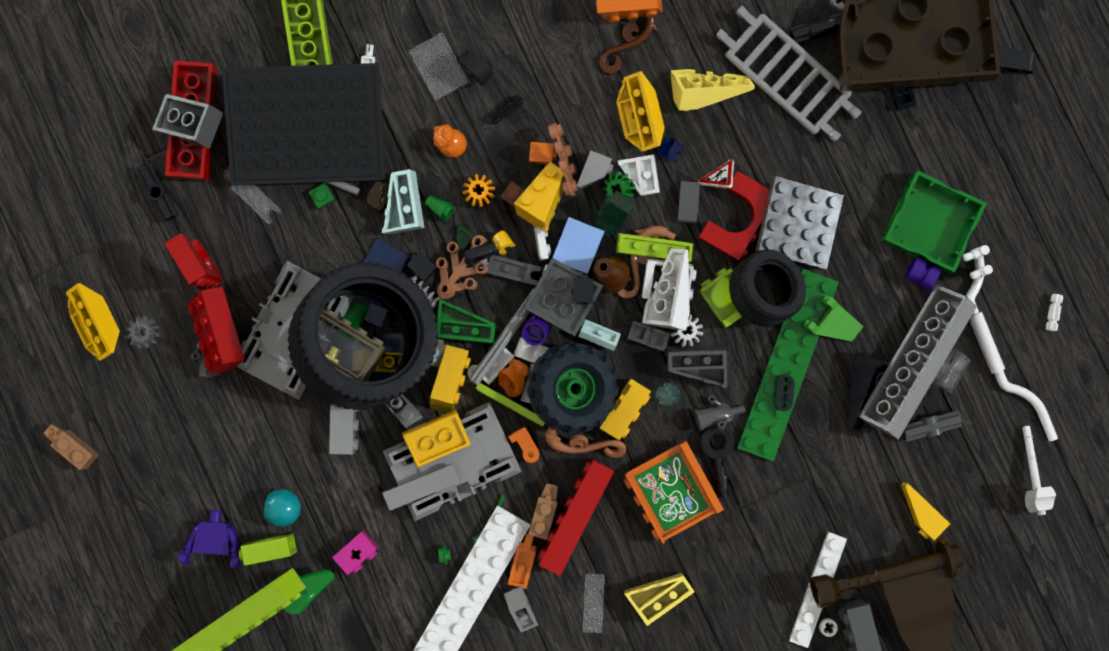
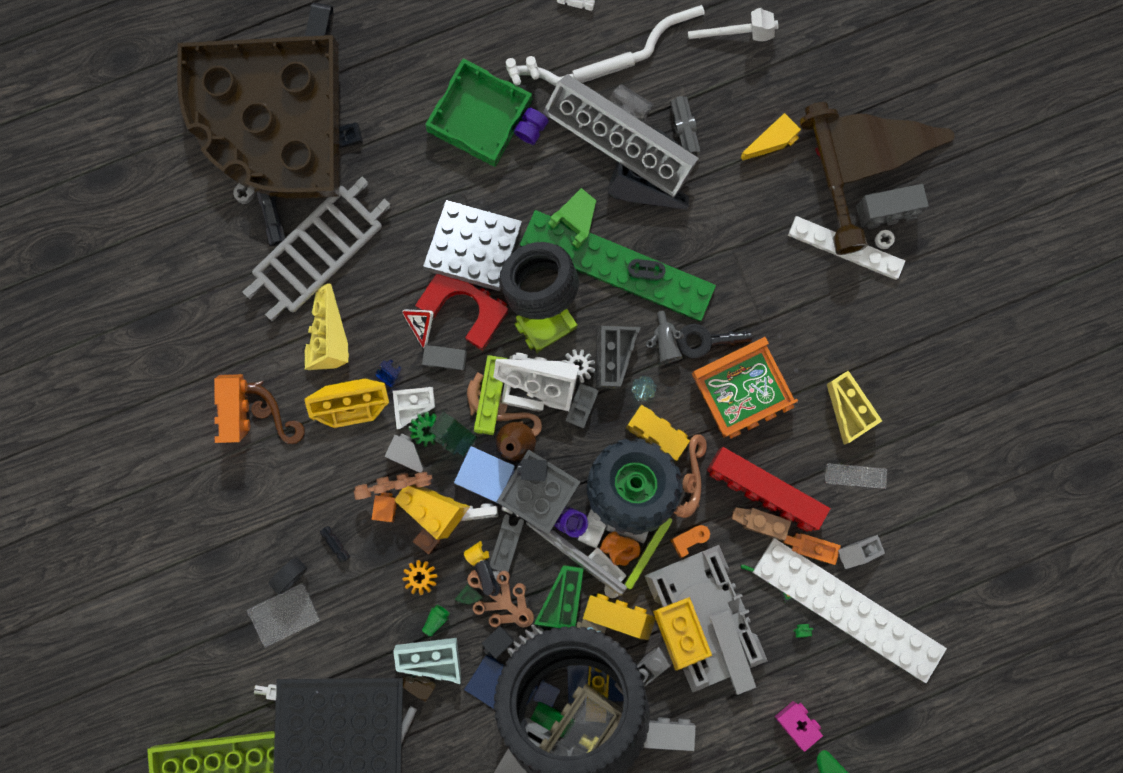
camera: 90 degrees left, 5 degrees down
(321, 195) = (415, 748): green plate -> none
(449, 141) = (365, 606): orange hair -> none
(599, 335) = (579, 456): light aqua plate -> none

